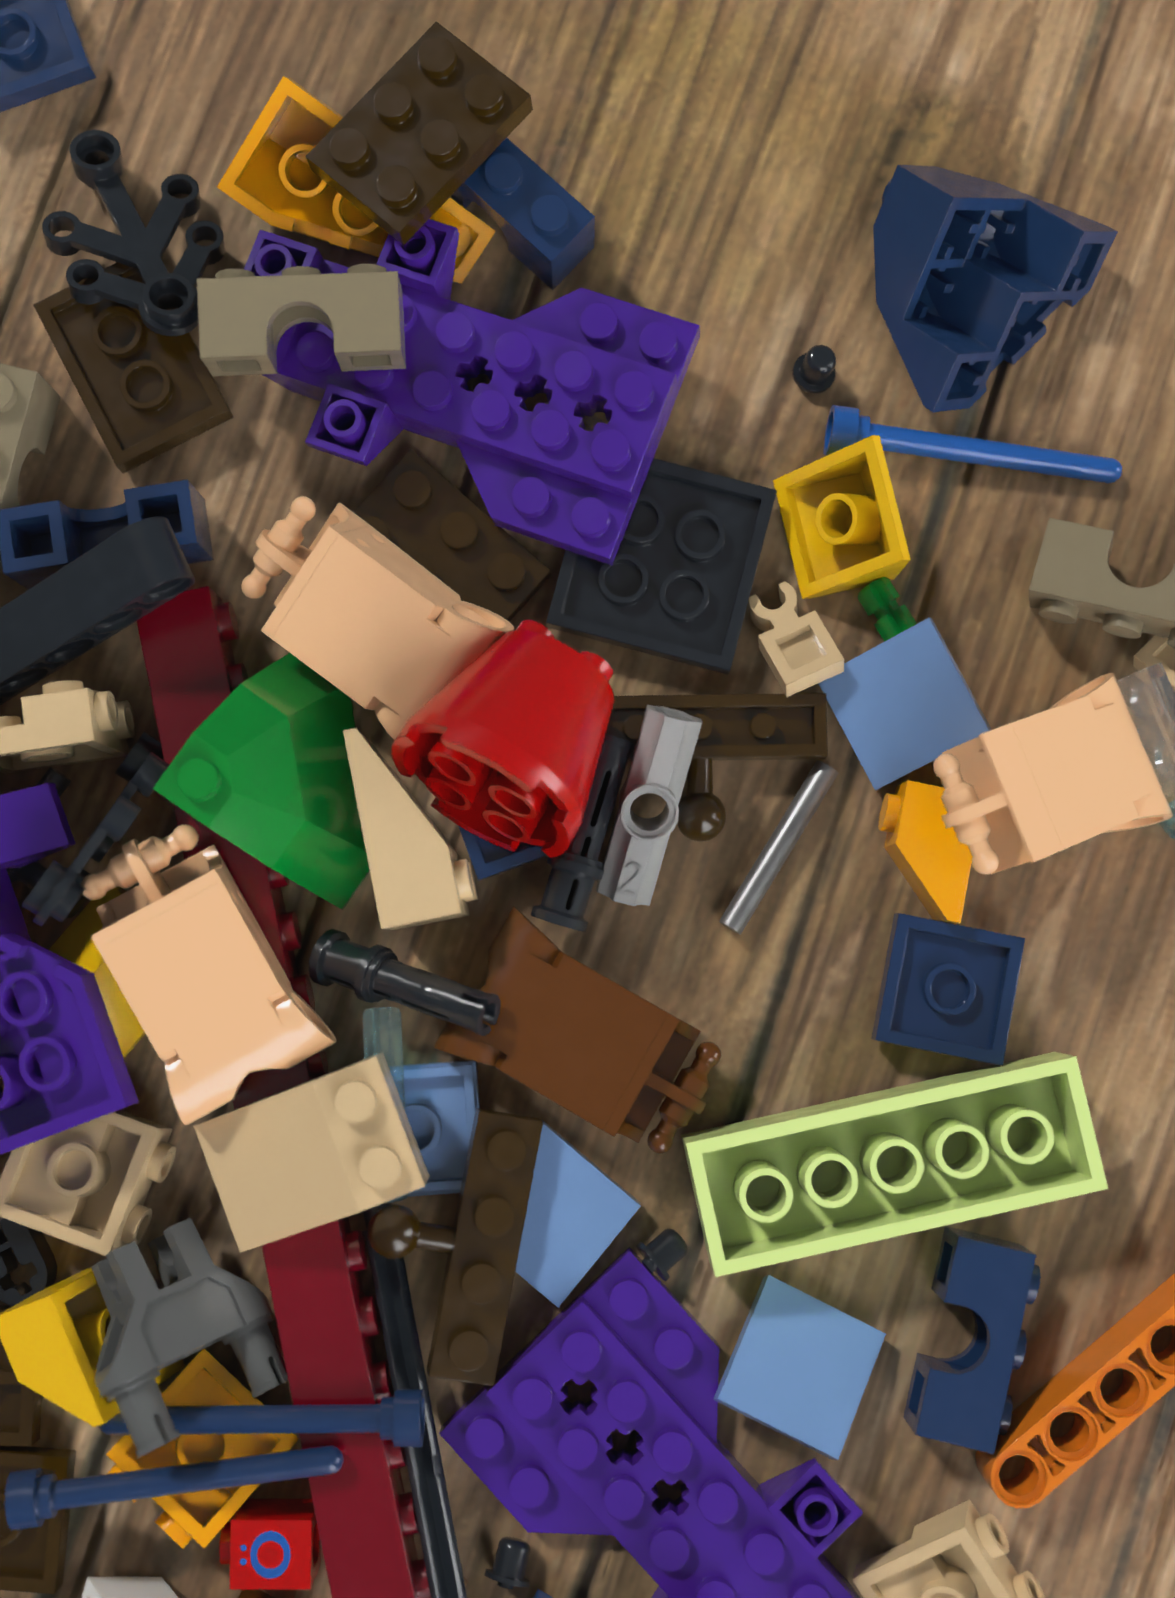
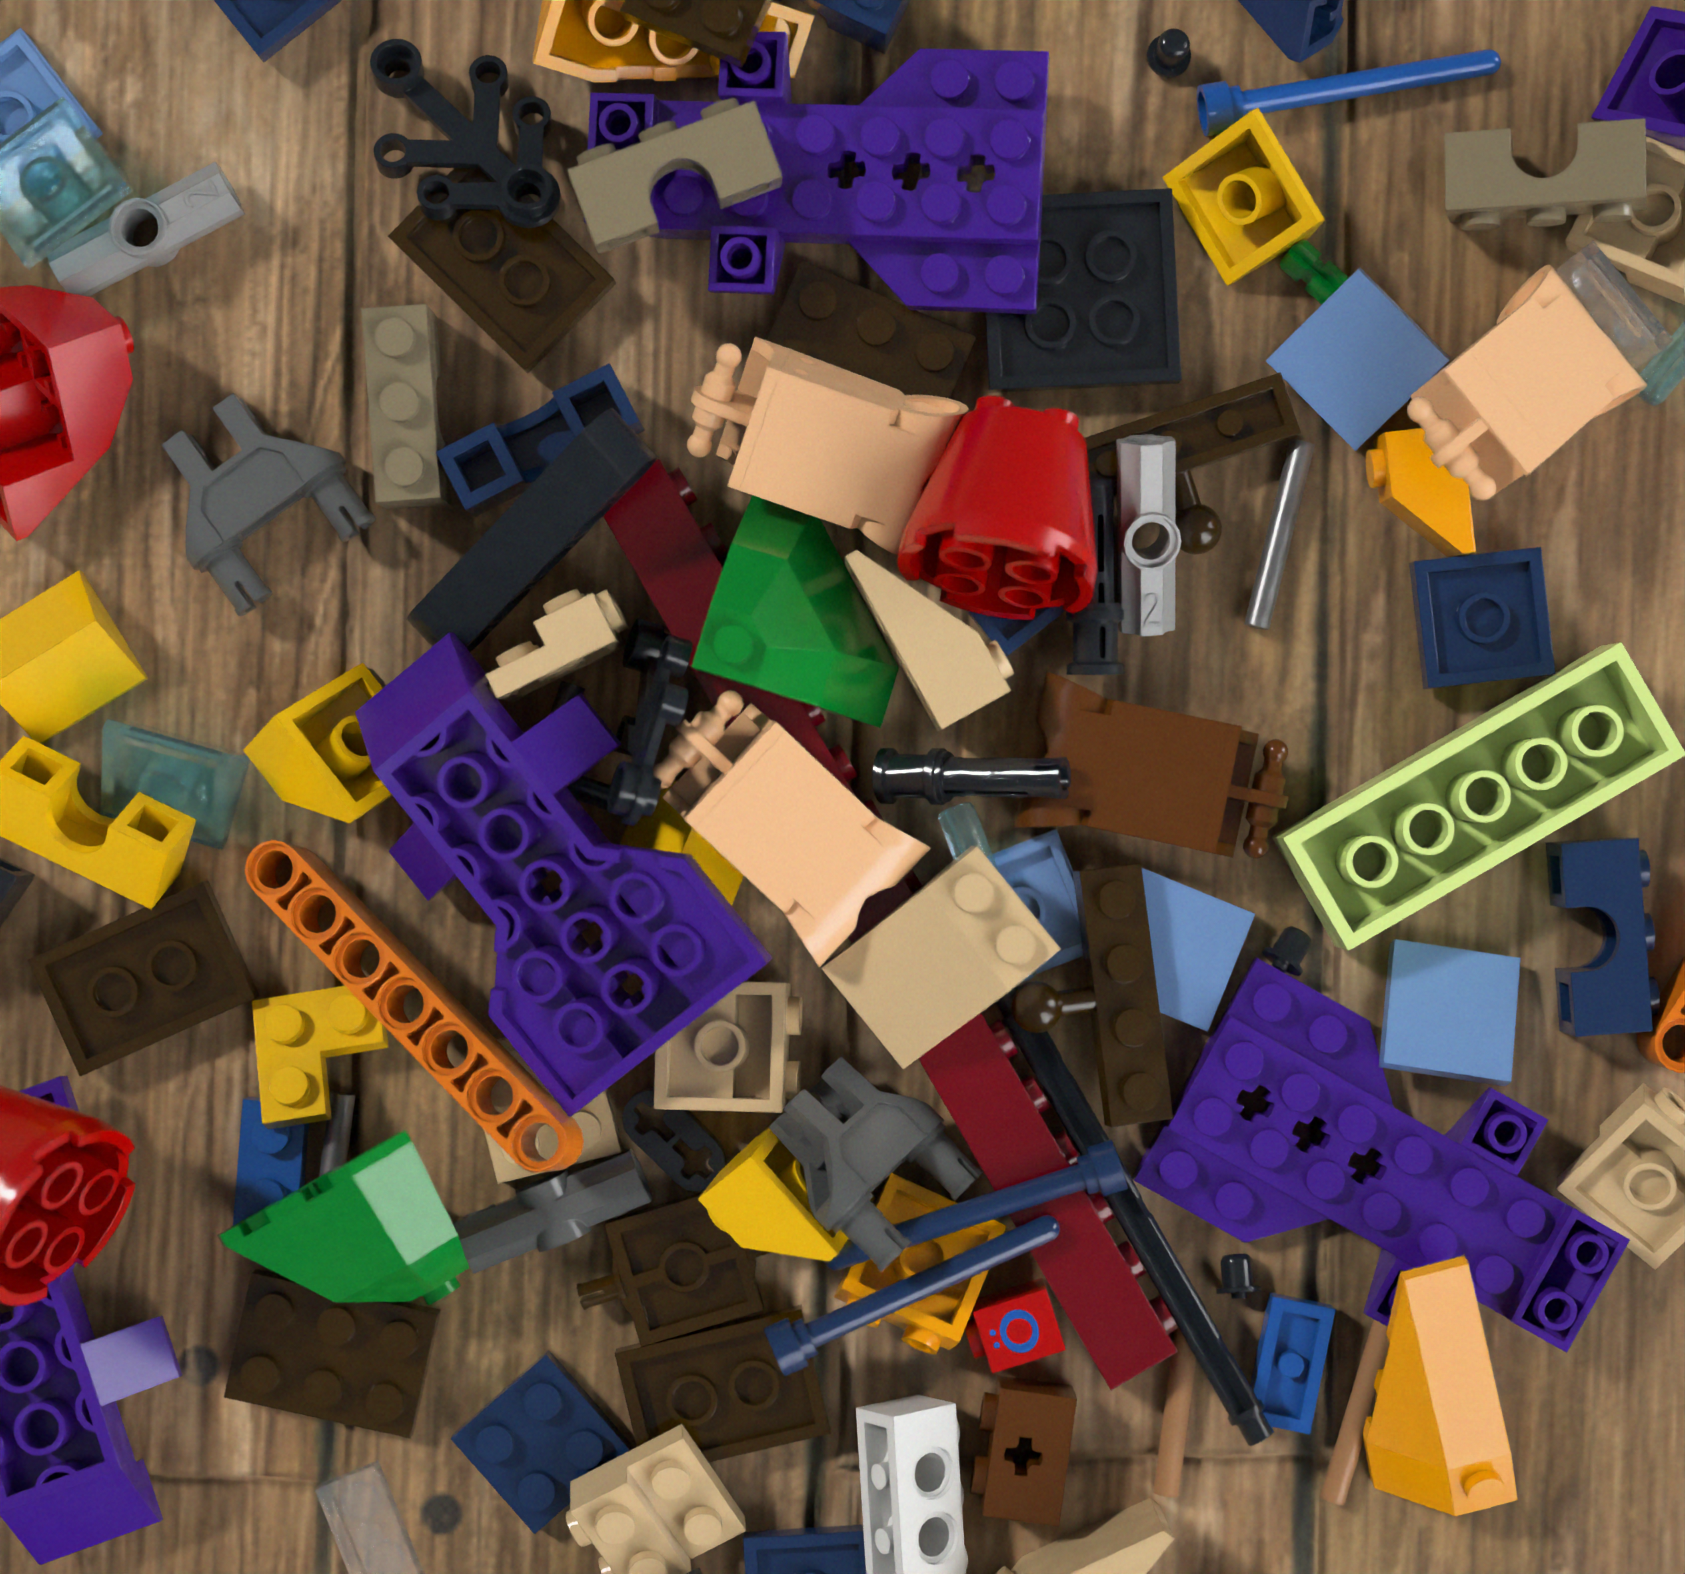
camera: 10 degrees left, 5 degrees up
(795, 646) = (1235, 337): tan plate -> none

